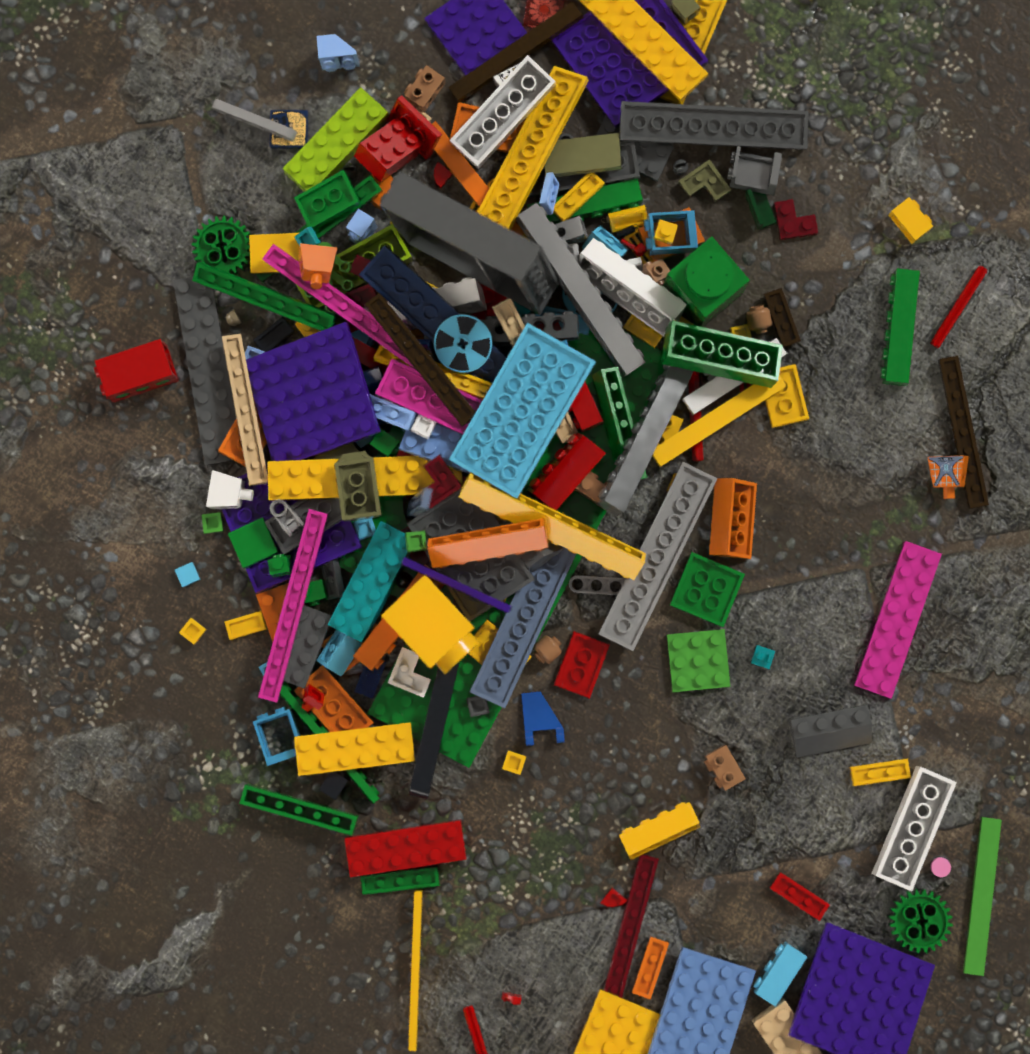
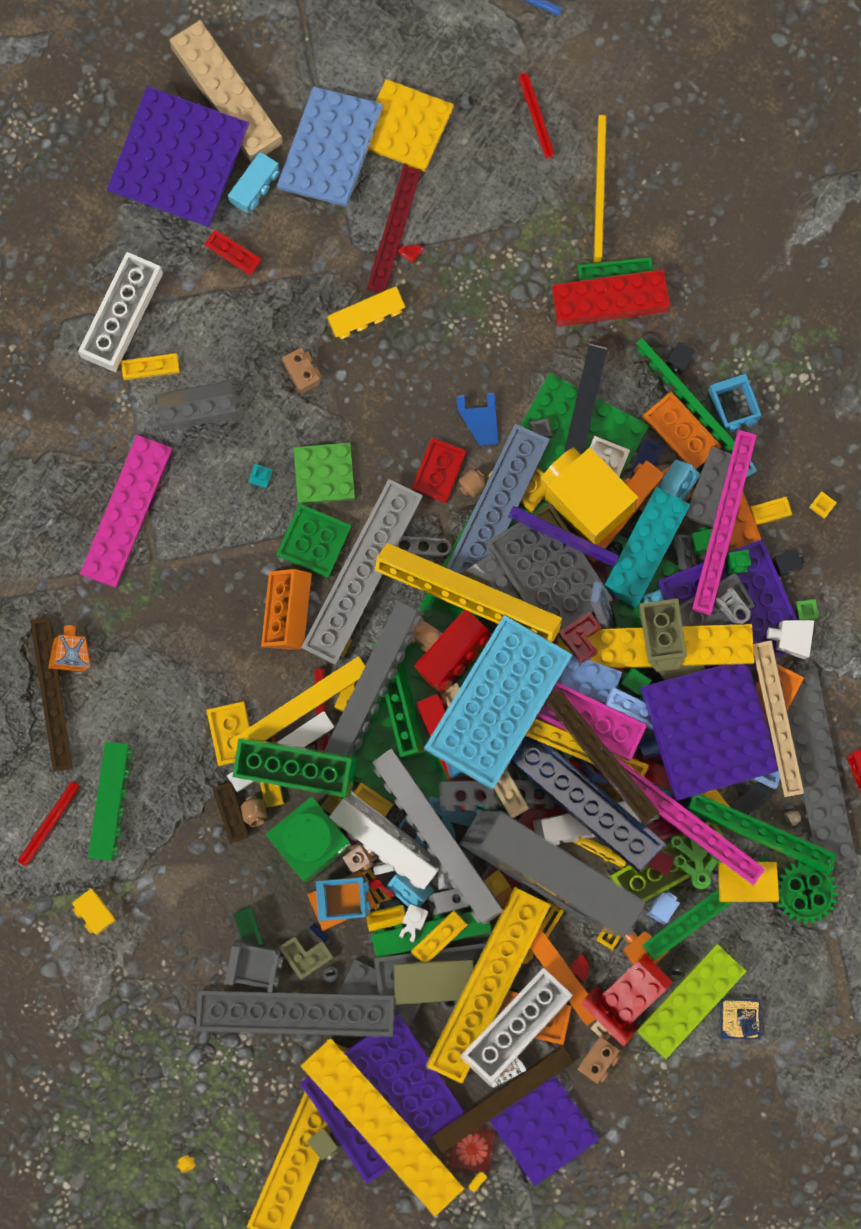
camera: 175 degrees right, 5 degrees down
(187, 574) = (830, 560): medium azure tile -> none
(229, 570) = (788, 562): none -> black brick
(253, 543) = (765, 586): green tile -> none
(254, 120) = (777, 1026): light grey beam -> none
(299, 809) = (713, 333): green brick -> none
(307, 236) = (718, 891): teal tile -> none
(312, 698) = (703, 435): red tile -> none
(316, 263) = (708, 859): orange torso -> none
(327, 200) = (699, 933): green plate -> none
(336, 53) = (694, 1098): light blue slope -> none
(354, 749) = (661, 387): yellow plate -> none
(415, 541) = (606, 578): bright green tile -> none
(423, 426) = (597, 691): white tile -> none
(454, 355) = (548, 785): medium azure piece -> none
(488, 543) = (532, 574): orange brick -> none
(513, 998) = (505, 163): red tile -> none
(514, 762) = (505, 377): yellow plate -> none
(549, 193) = (468, 939): light blue plate -> none
(601, 213) = (414, 920): none -> white plate
(650, 967) = (376, 189): orange plate -> none
(665, 232) = (348, 895): yellow plate -> none
(688, 202) = (316, 930): none -> clear blue piece
(790, 225) = (219, 911): dark red plate -> none
(937, 917) = (100, 231): green gear -> none
(940, 867) = (96, 278): bright pink tile -> none
(982, 896) = (58, 252): bright green tile -> none

